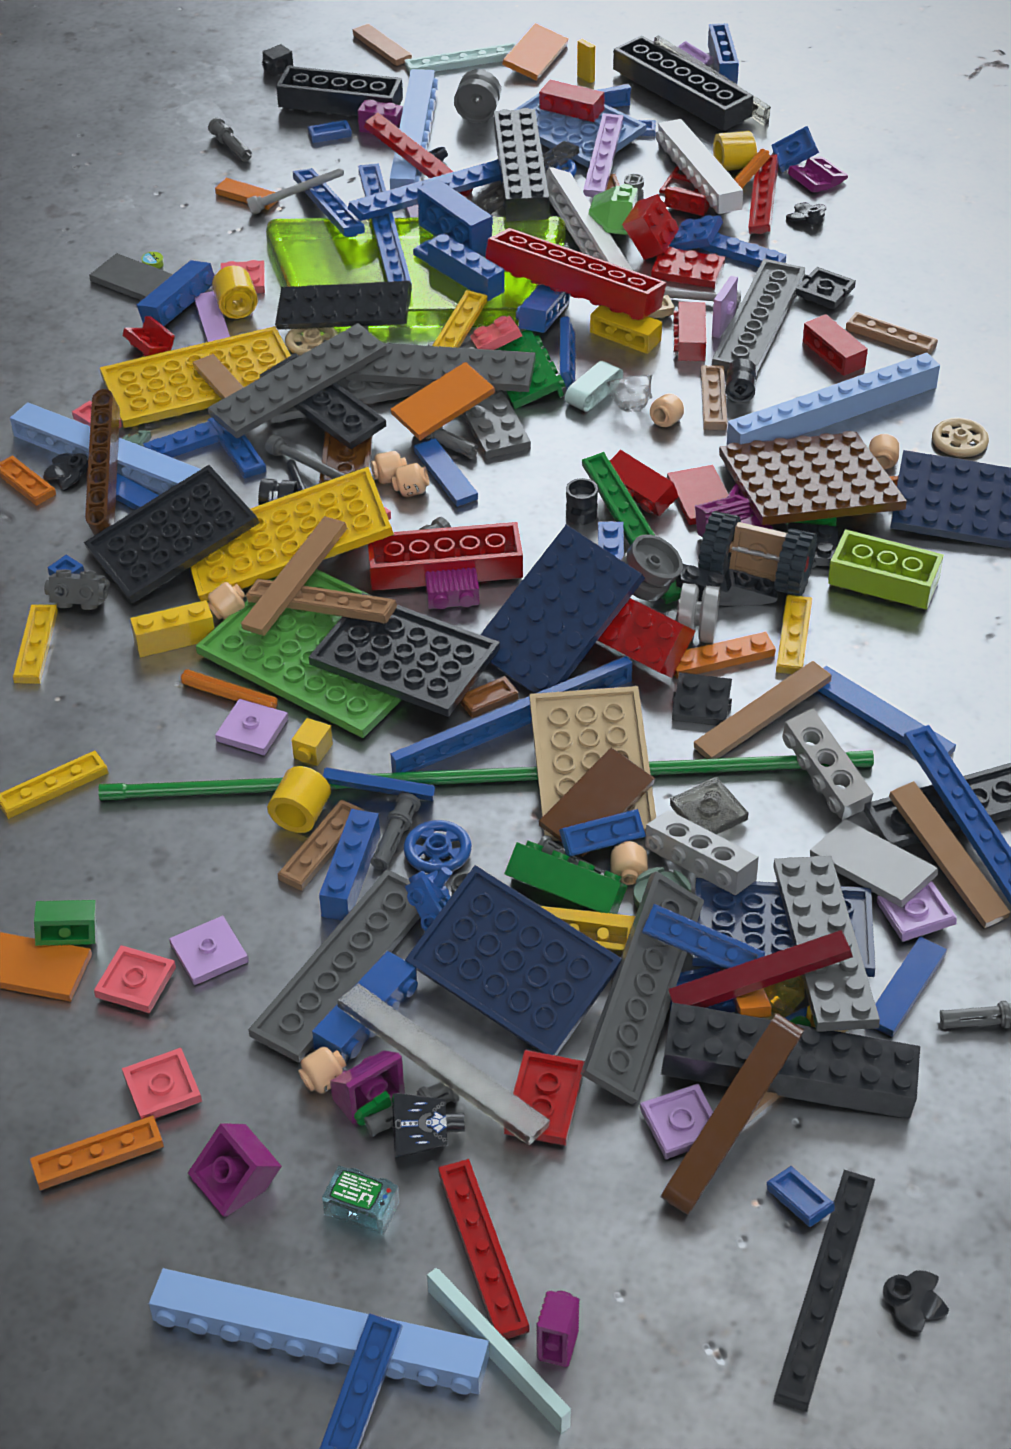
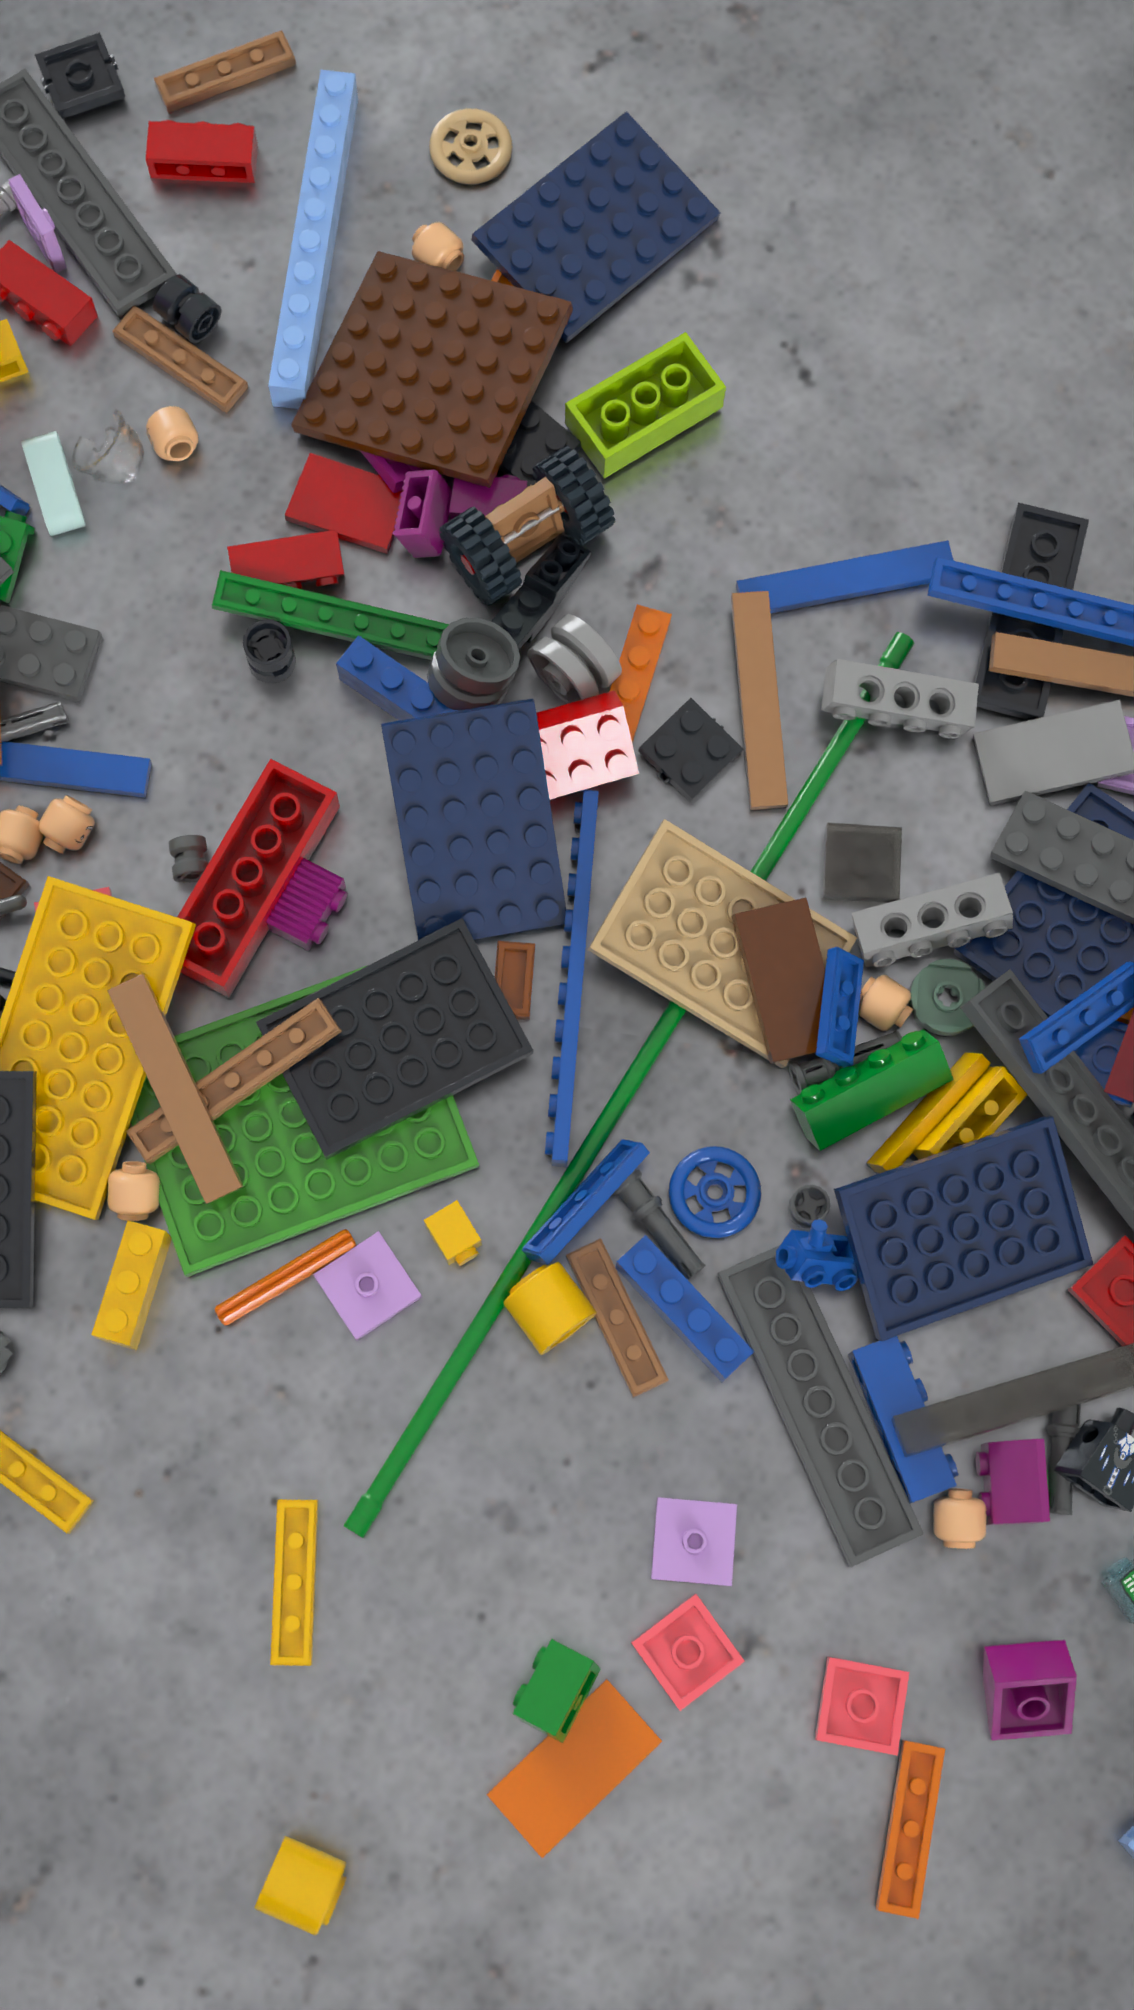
camera: 60 degrees left, 30 degrees up
(794, 634) = (658, 576): yellow tile -> none

